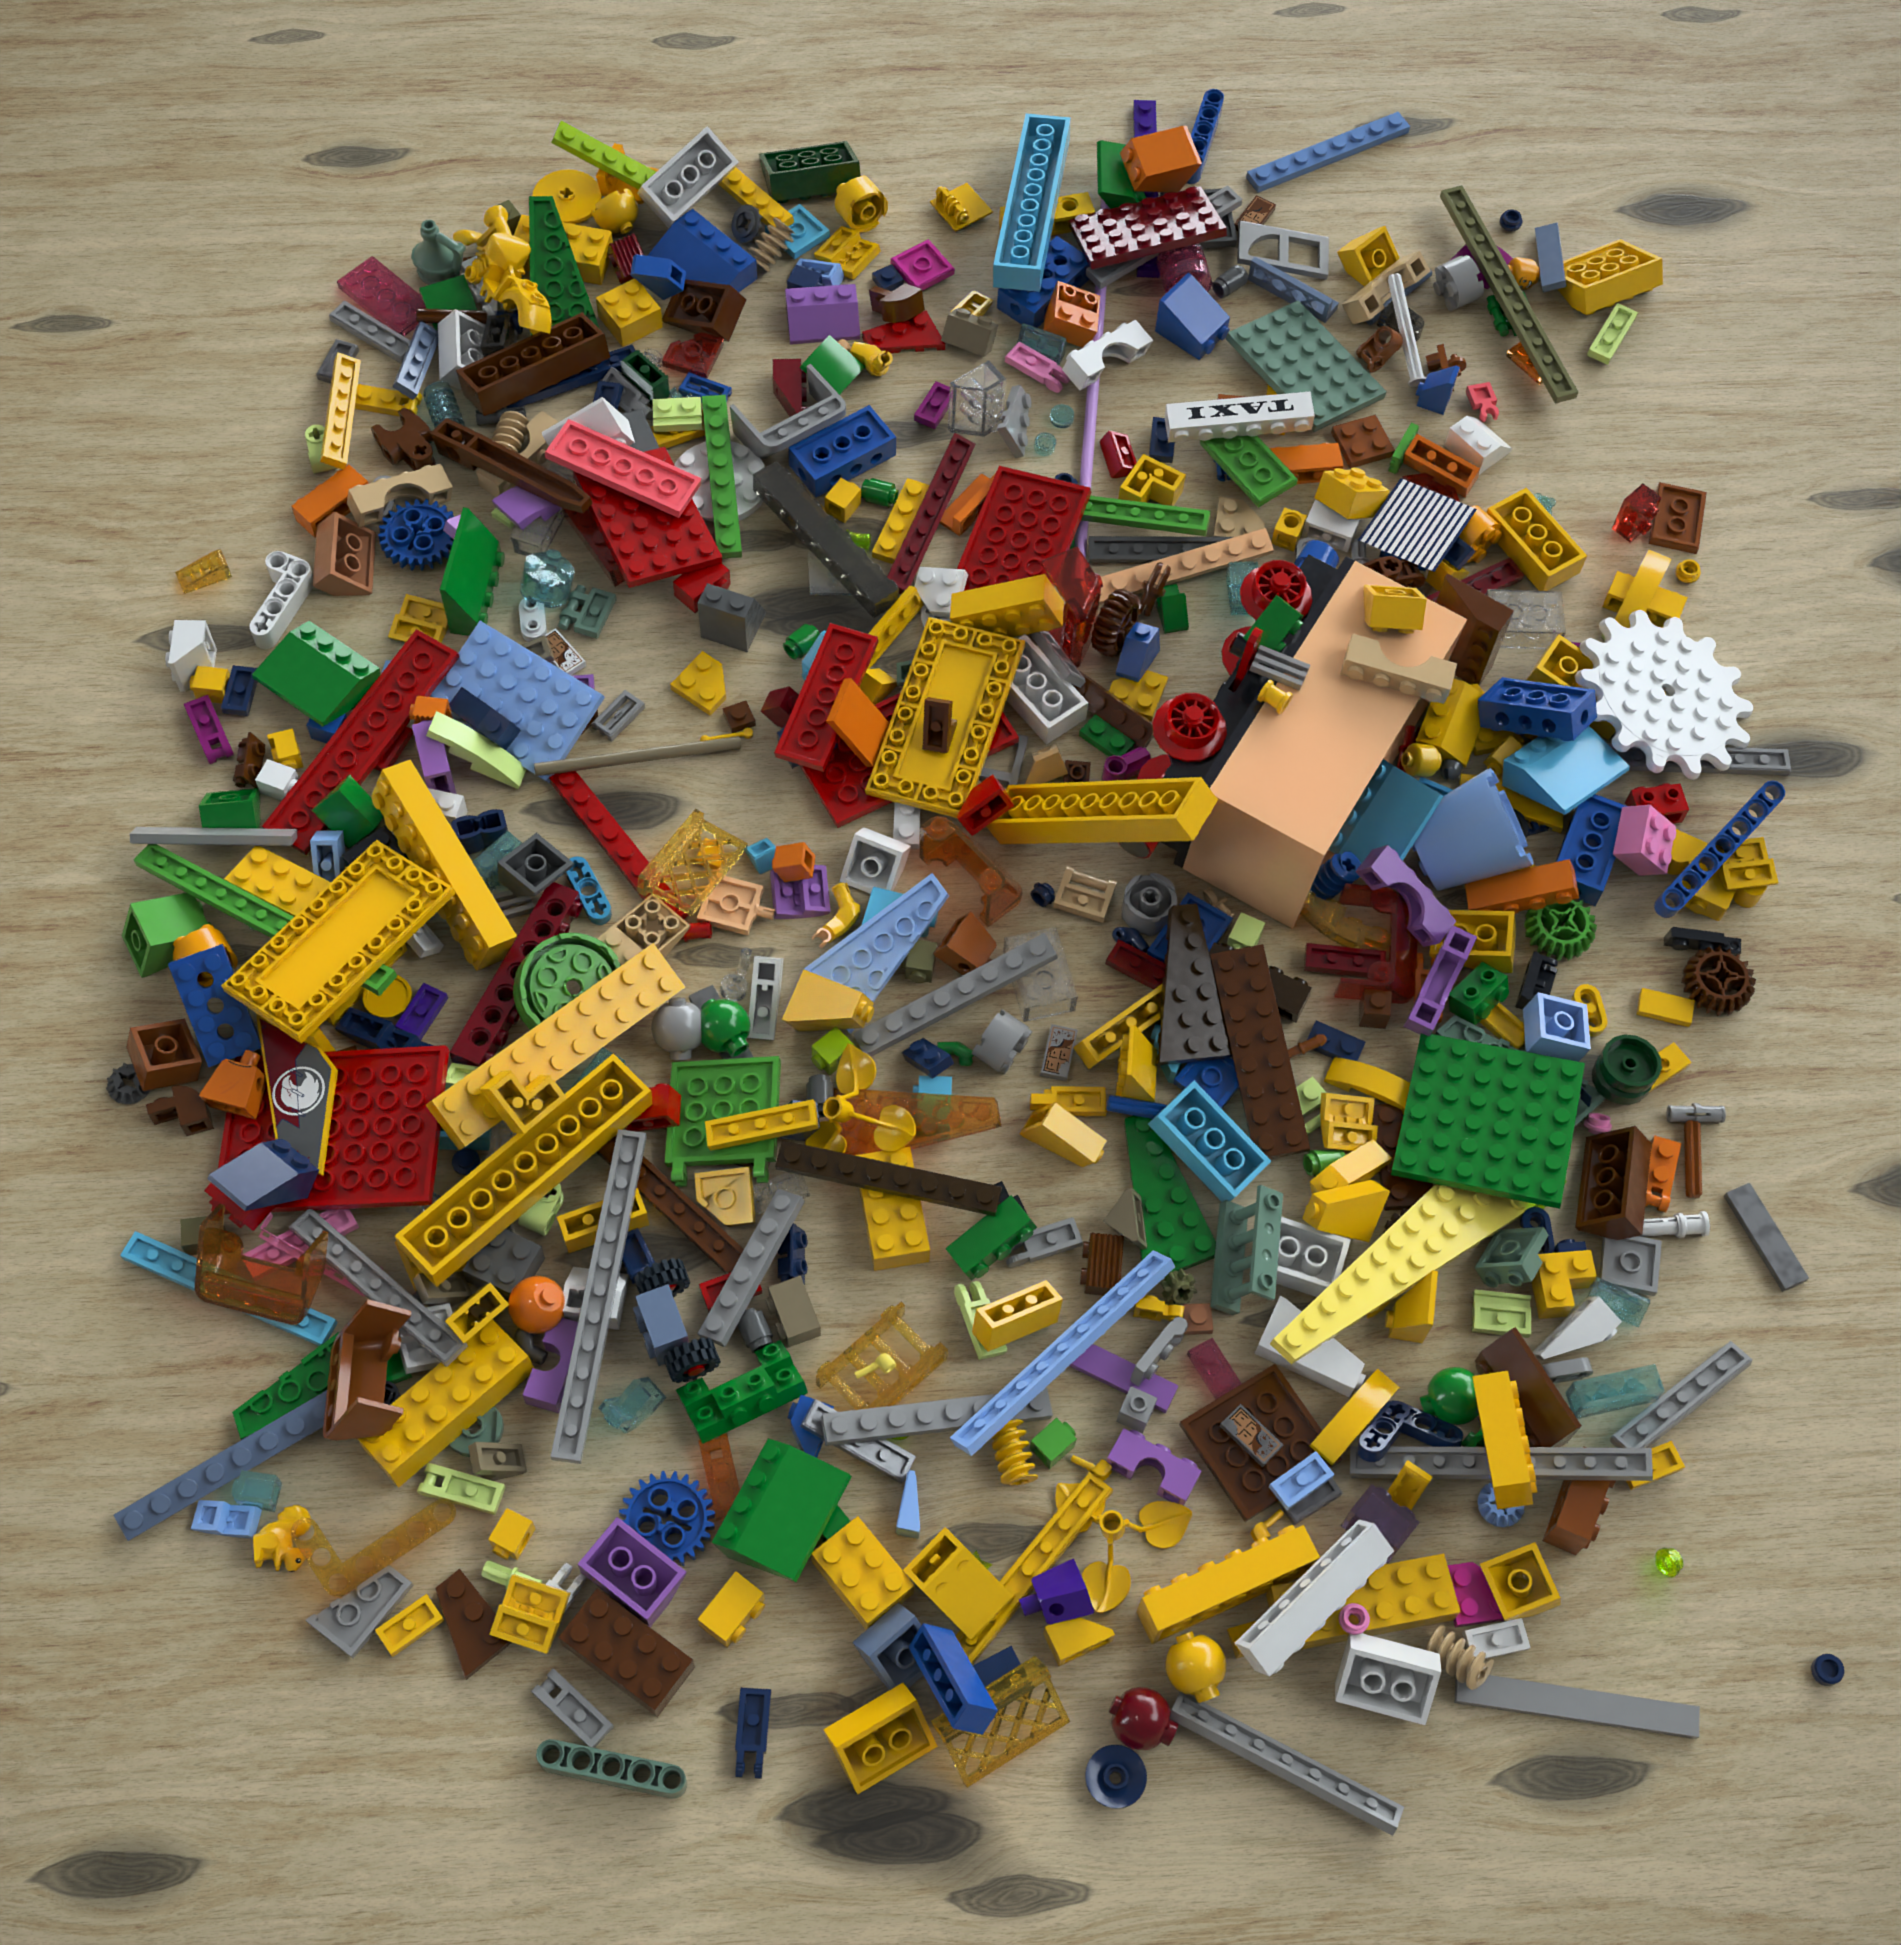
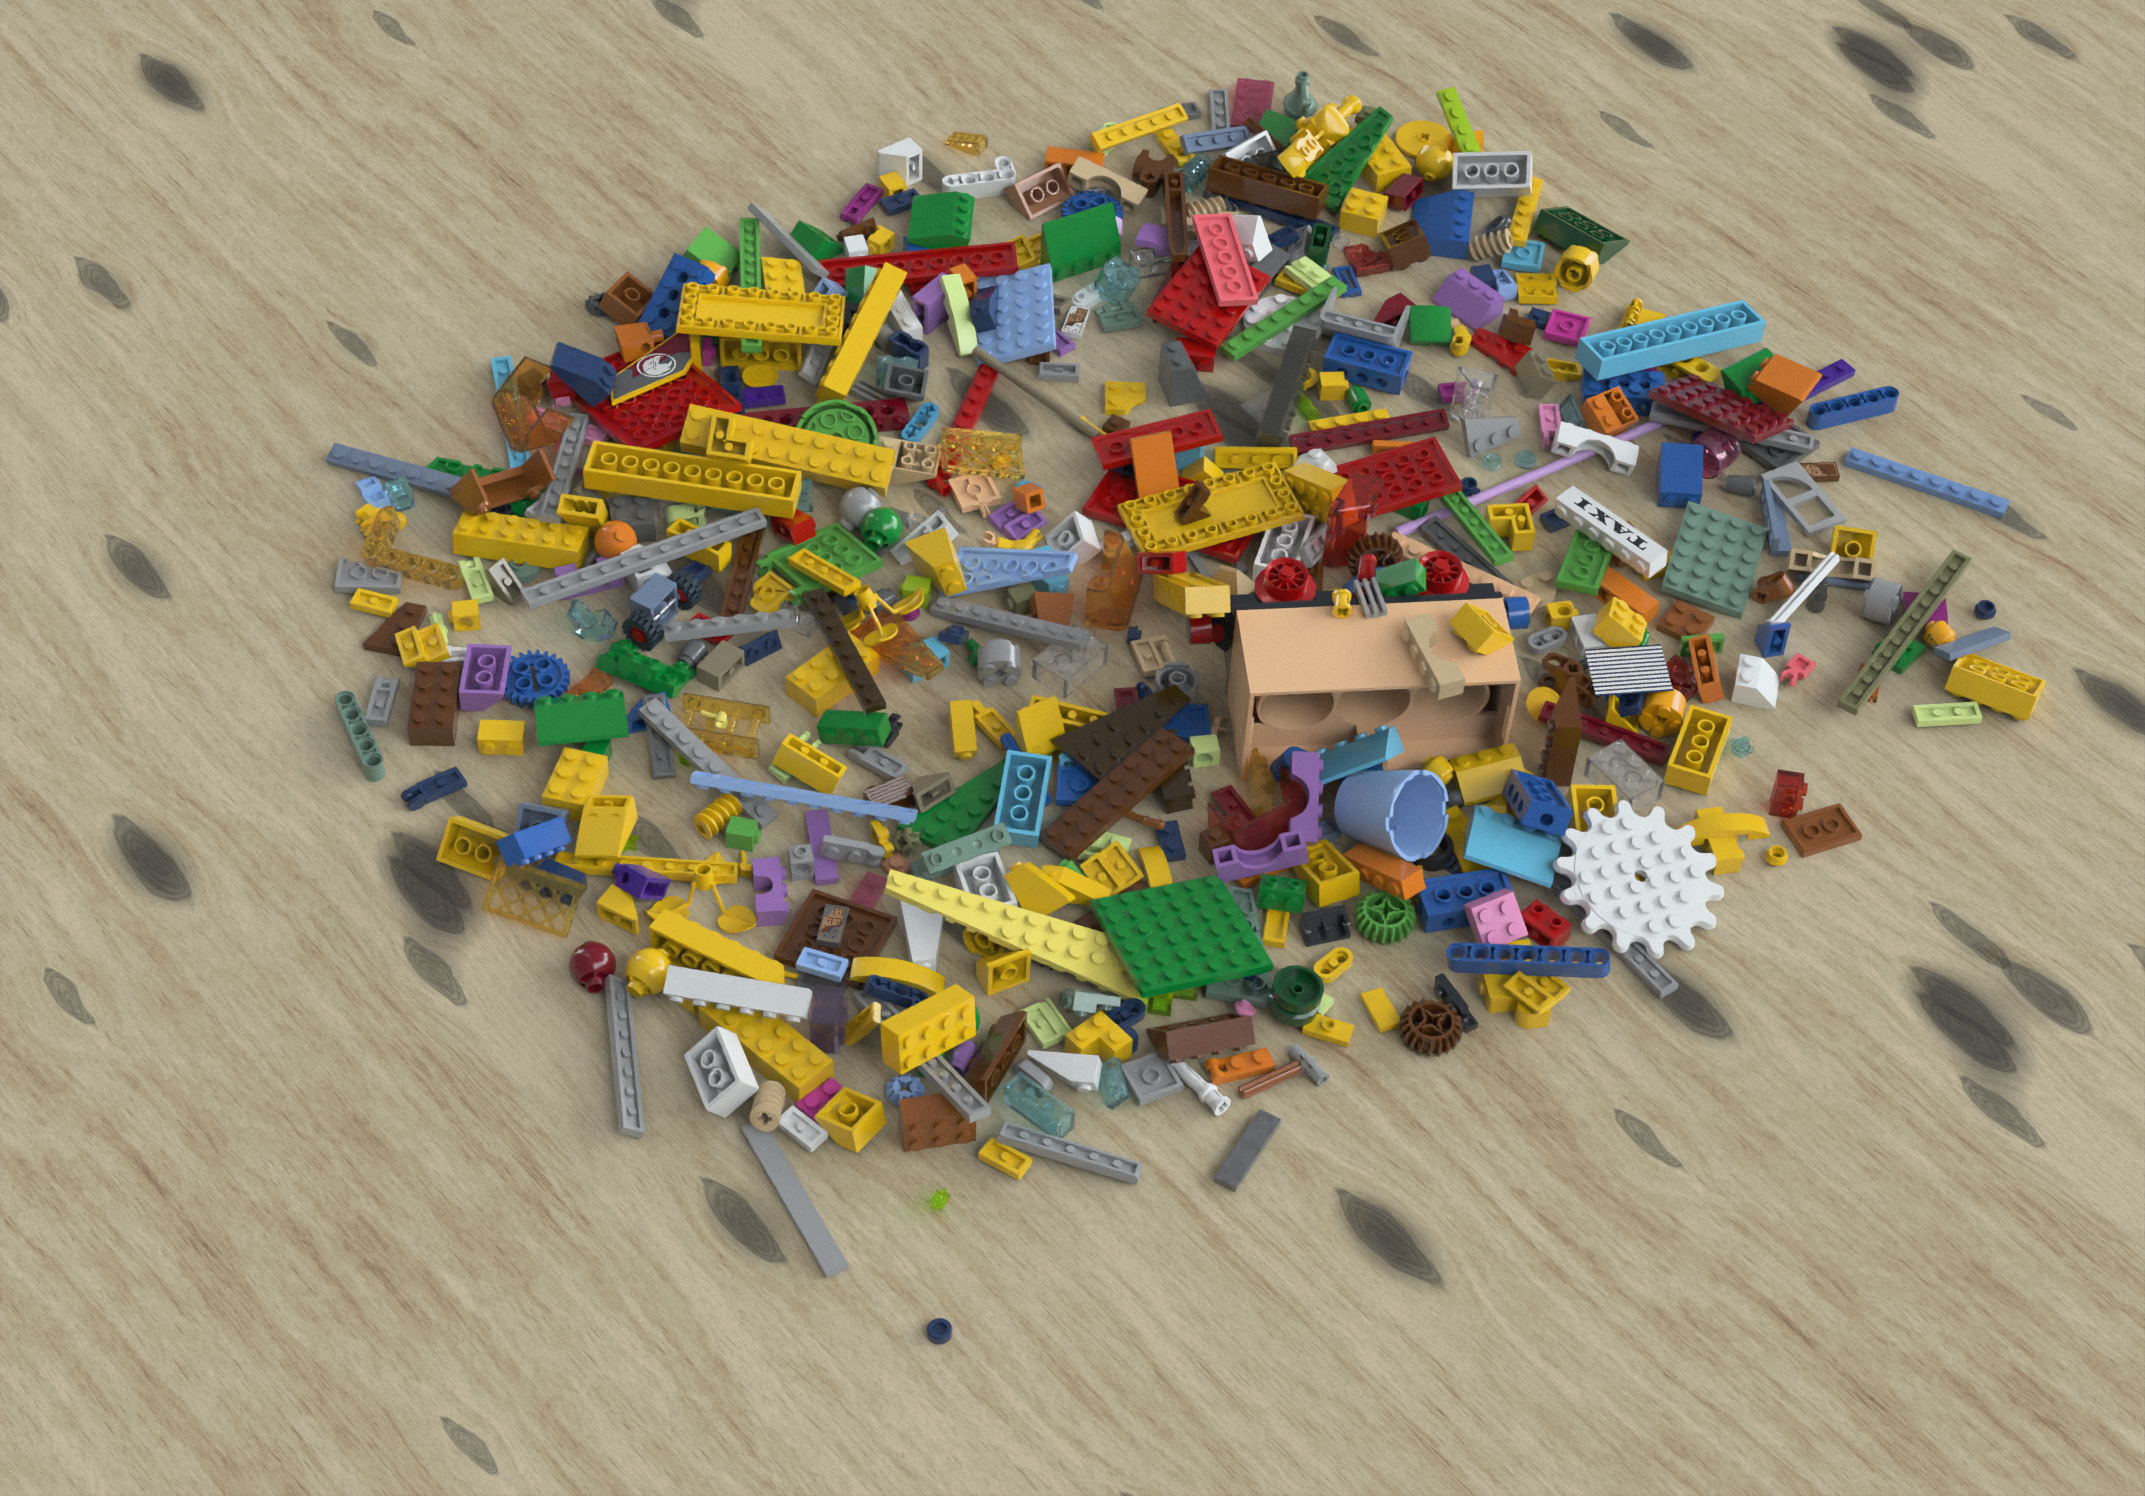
camera: 55 degrees right, 15 degrees down
(185, 1105) = (602, 333): reddish brown brick -> none
(658, 275) = (1400, 203): blue slope -> none
(908, 1518) = (640, 784): light blue slope -> none
(1059, 1052) = (1016, 702): tile -> none
(1127, 1765) = (545, 973): dark blue dish -> none
(1362, 1615) = (743, 1021): bright pink plate -> none
(1439, 360) = (1801, 633): dark orange hips -> none
(1556, 1027) = (1292, 942): light blue brick -> none

